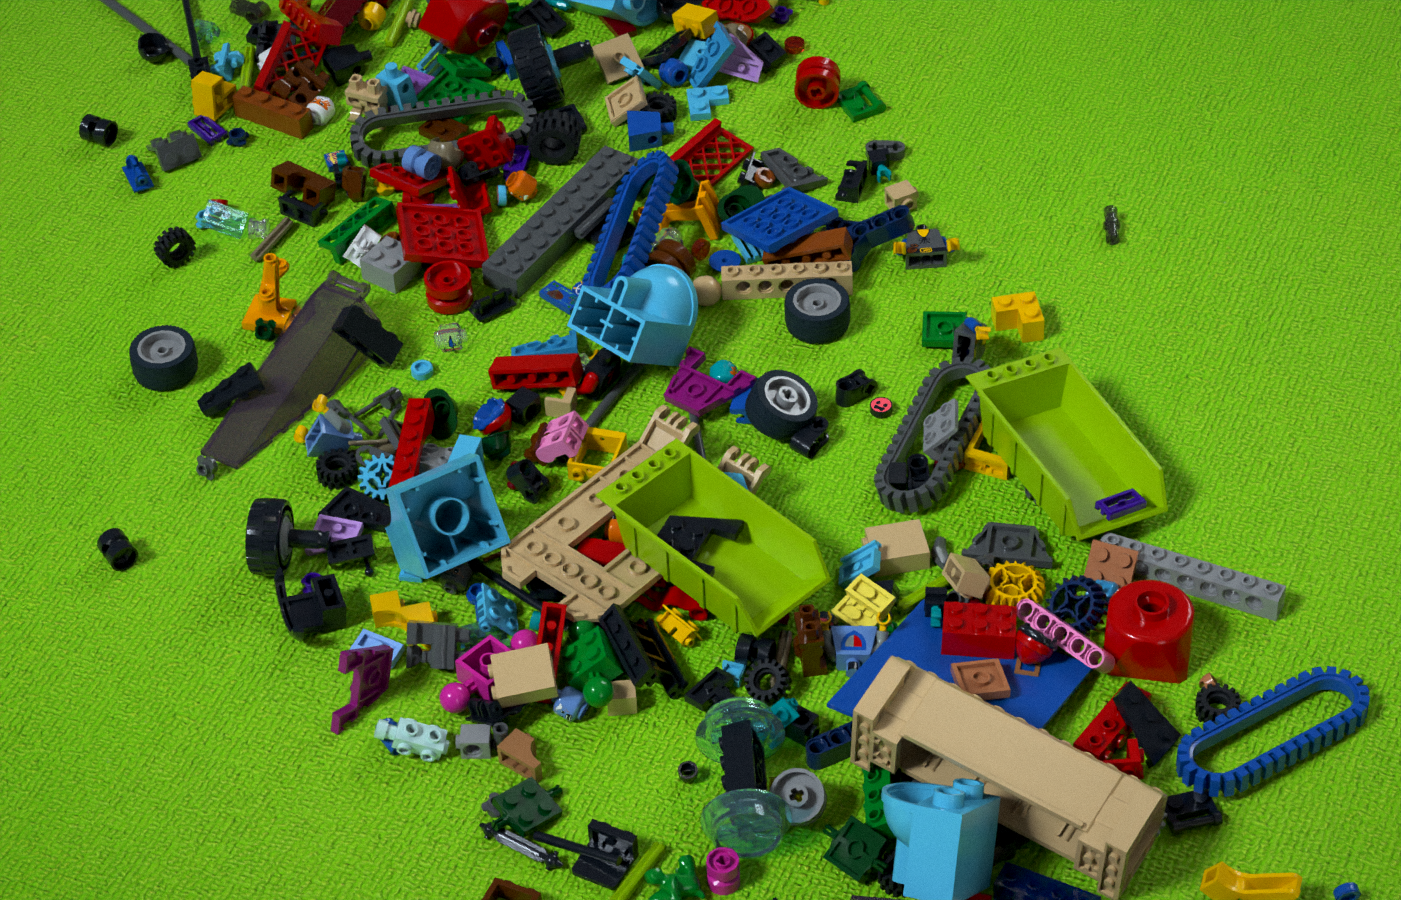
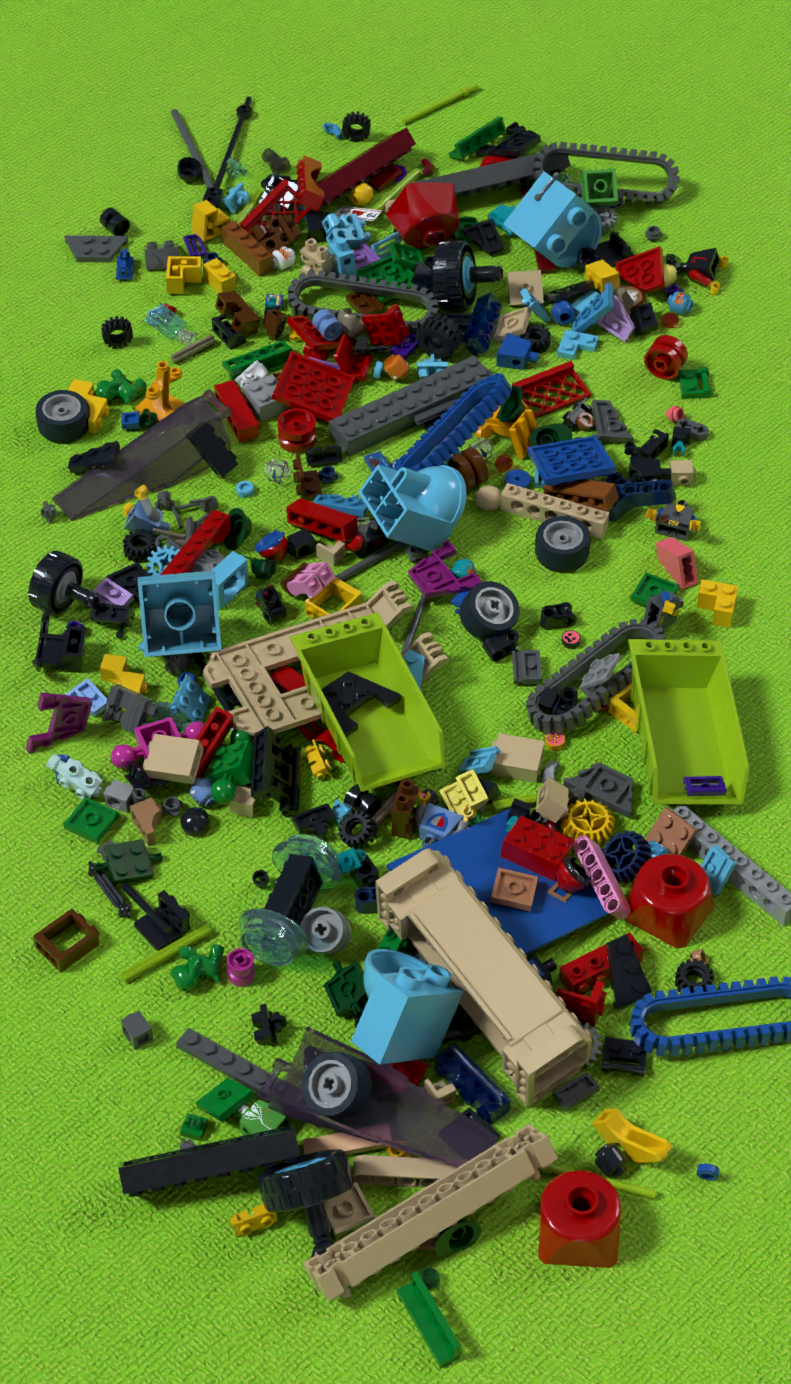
camera: 20 degrees right, 5 degrees up
(87, 166) = (95, 248): none -> dark grey wing
(198, 331) = (97, 406): none -> yellow arch
(200, 314) = (121, 387): none -> green animal
(212, 158) = (181, 271): none -> yellow brick
(245, 338) = (130, 420): none -> blue plate
(258, 152) = (219, 276): none -> yellow brick
(376, 55) = (348, 227): none -> medium azure hips
(378, 37) = (367, 214): none -> white sticker
(382, 298) = (242, 417): none -> red brick
(456, 779) = (91, 820): none -> green plate
(488, 337) = (308, 481): none -> reddish brown bracket
(502, 81) = (423, 277): none -> black hinge
(509, 323) = (328, 474): none -> dark blue plate
(540, 731) = (174, 803): none -> dark grey plate
(559, 174) = (430, 367): none -> medium azure hips
(577, 738) = (195, 821): none -> black hair
(593, 110) = (482, 324): none -> clear blue brick
(657, 373) = (415, 553): none -> dark grey plate
(796, 23) = (680, 303): none -> dark azure head
(851, 451) = (526, 667): none -> dark grey plate
(857, 139) = (675, 413): none -> coral plate
(858, 205) = (642, 468): none -> black torso
(928, 517) = (555, 741): none -> tile
(952, 288) = (678, 561): none -> coral slope
(1160, 865) = (575, 1091): none -> dark grey plate
(1182, 576) = (718, 868): none -> medium azure plate

